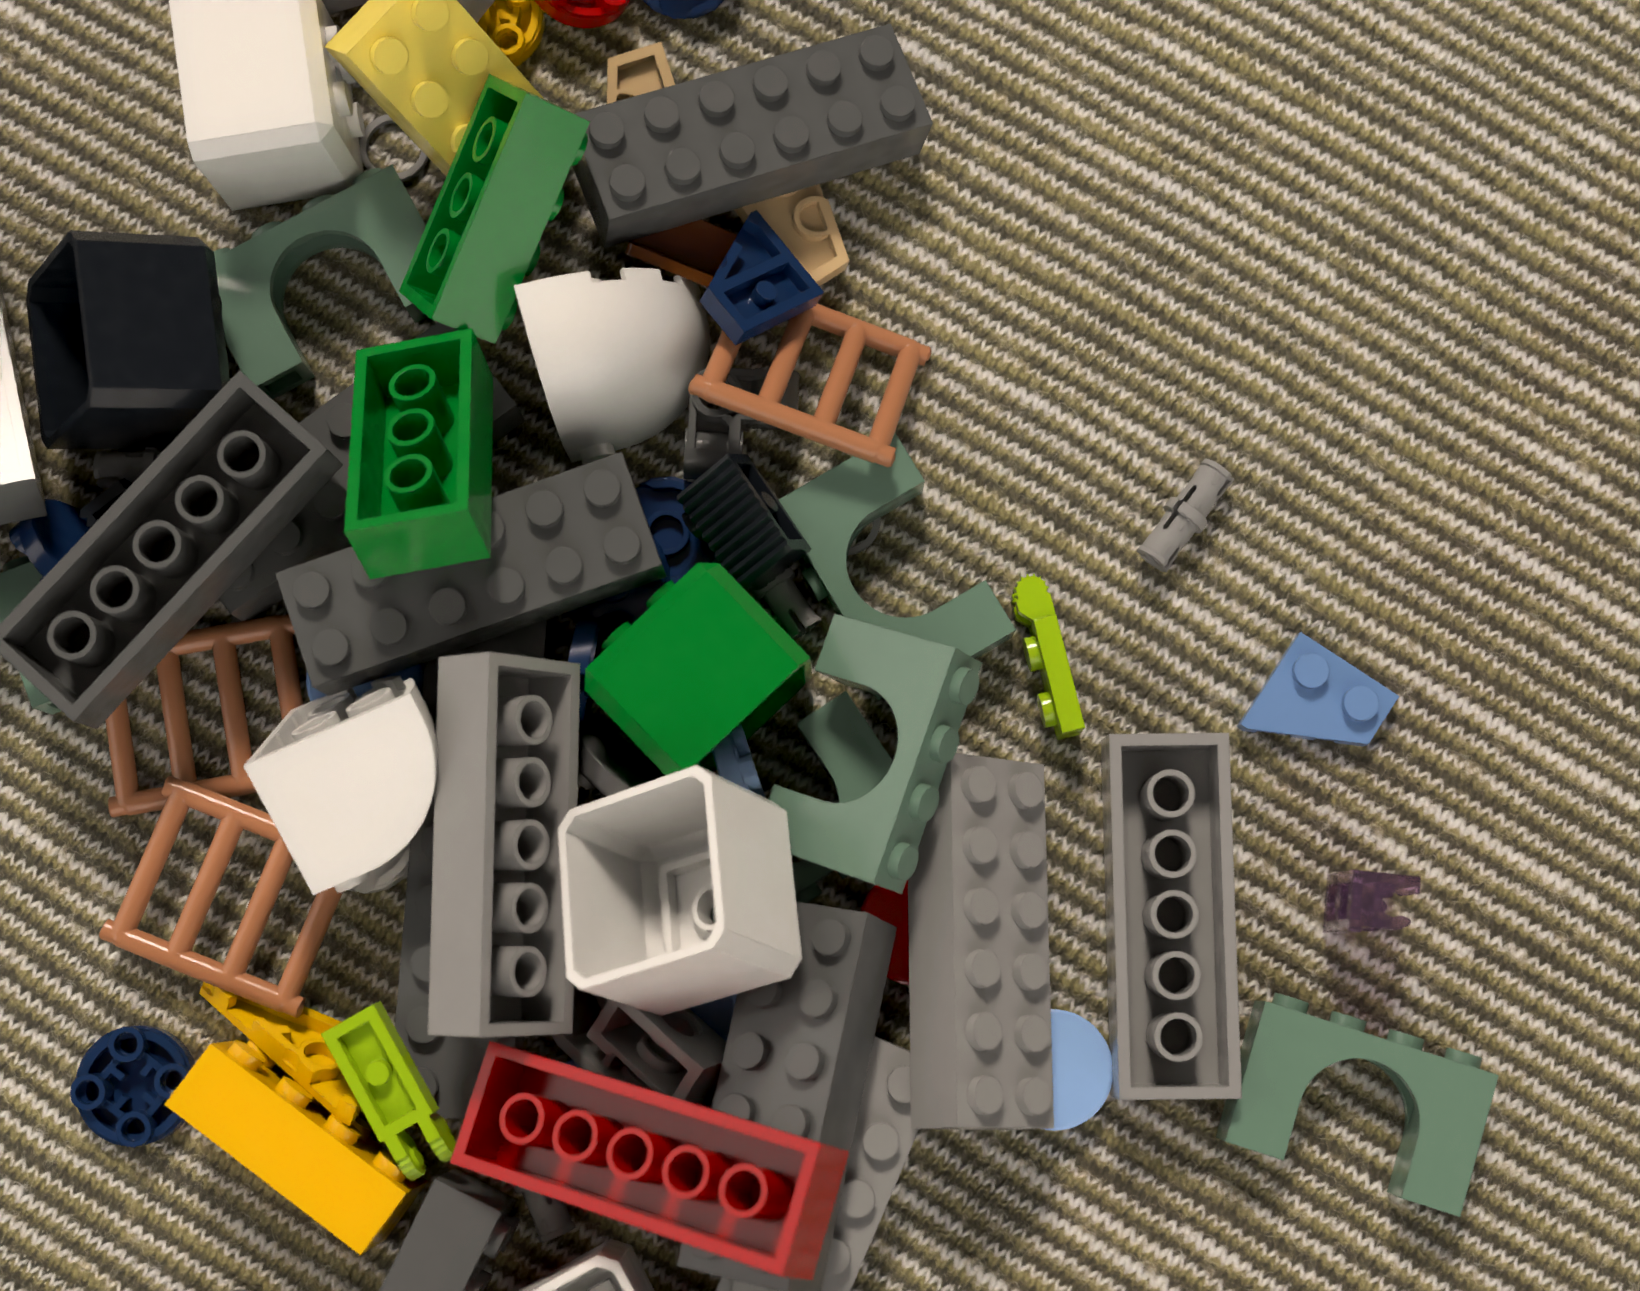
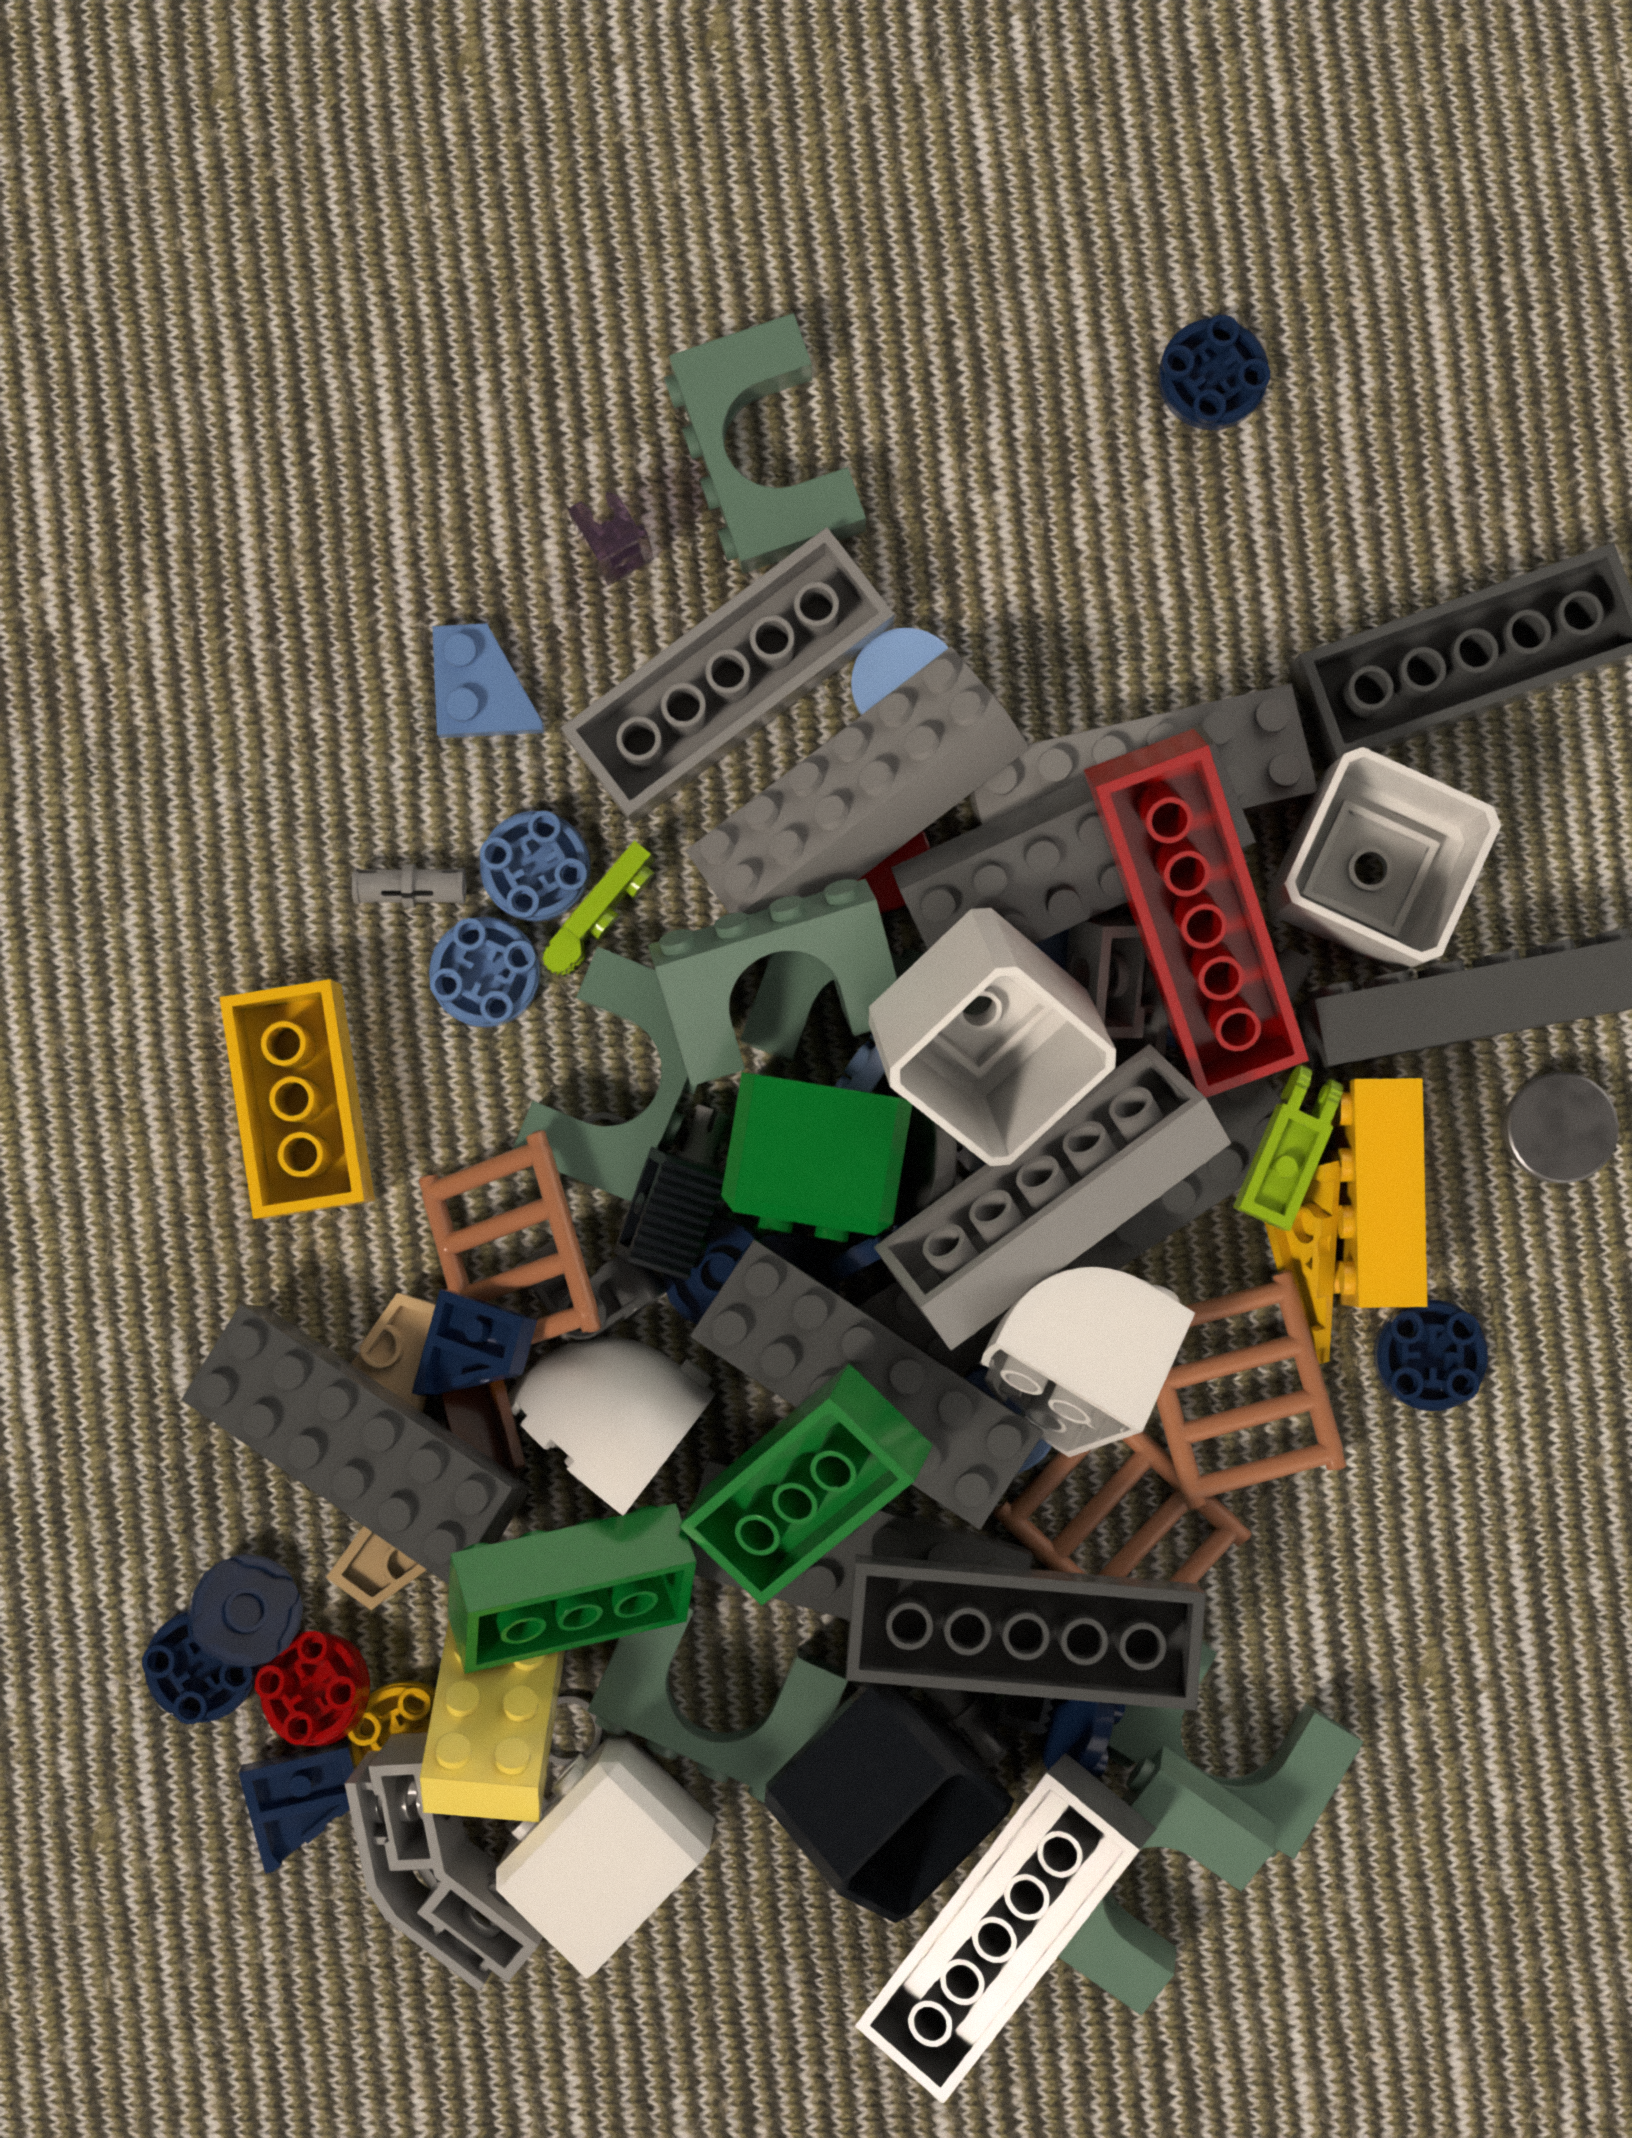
camera: 125 degrees left, 5 degrees up
(1065, 526) = (484, 972): none -> medium blue tile
(1069, 290) = (297, 1099): none -> yellow brick
(1125, 633) = (535, 866): none -> medium blue tile

